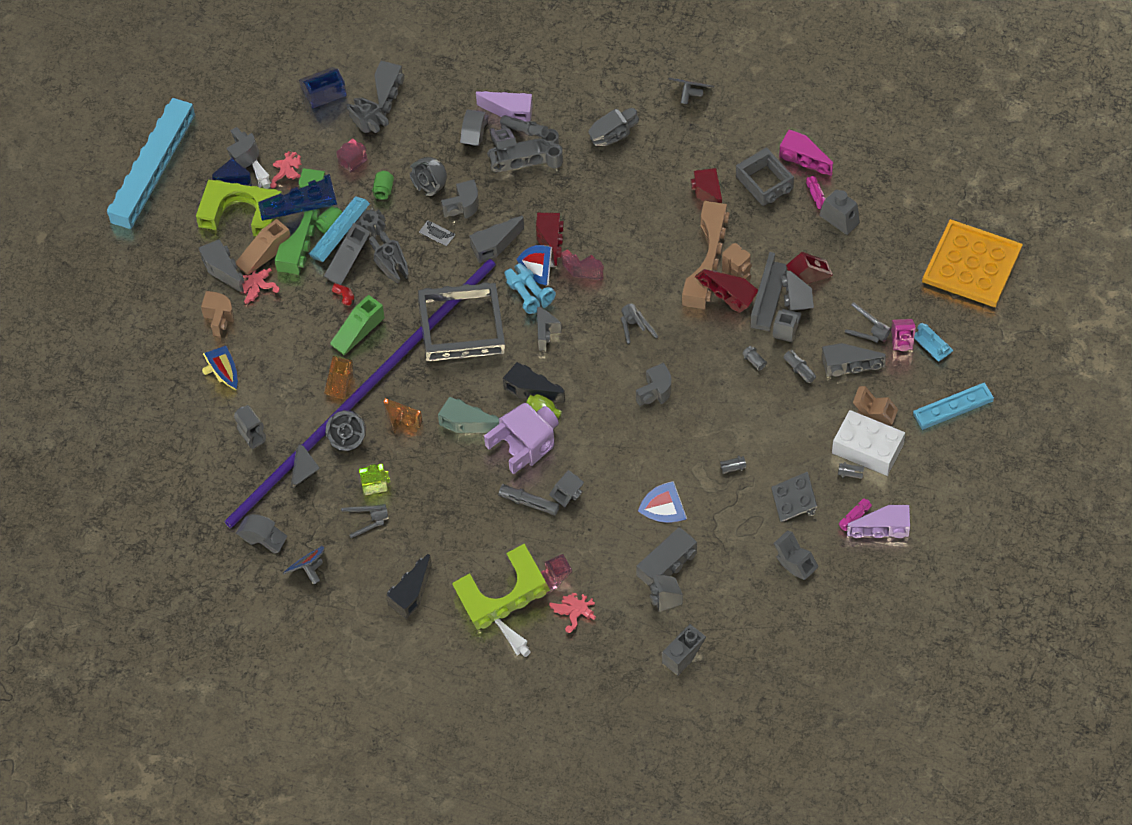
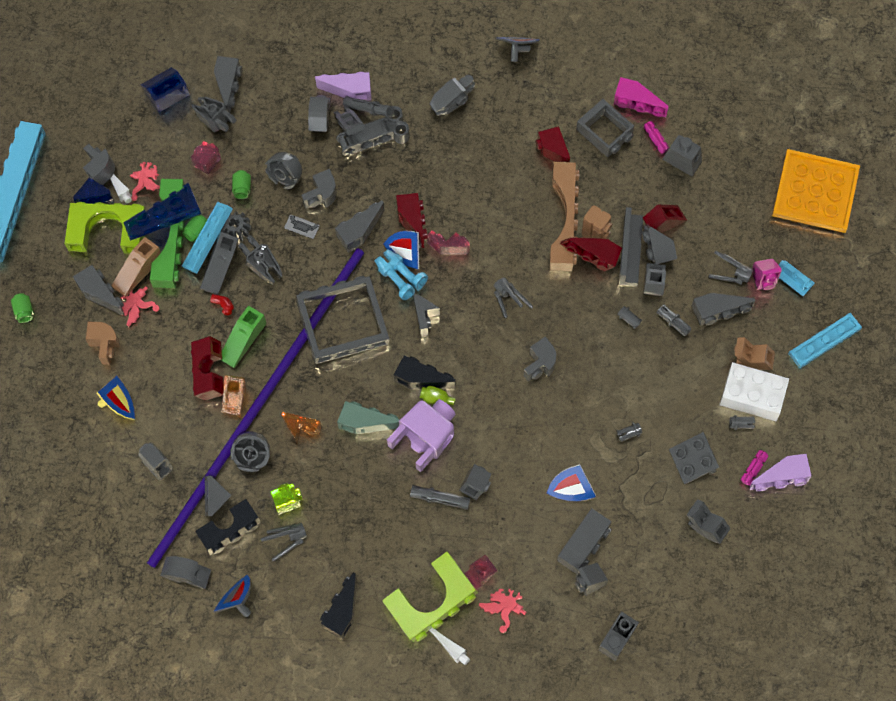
camera: 10 degrees left, 10 degrees up
(143, 272) = (22, 308): none -> bright green brick
(298, 507) = (244, 521): none -> black arch
(314, 362) = (206, 383): none -> dark red arch

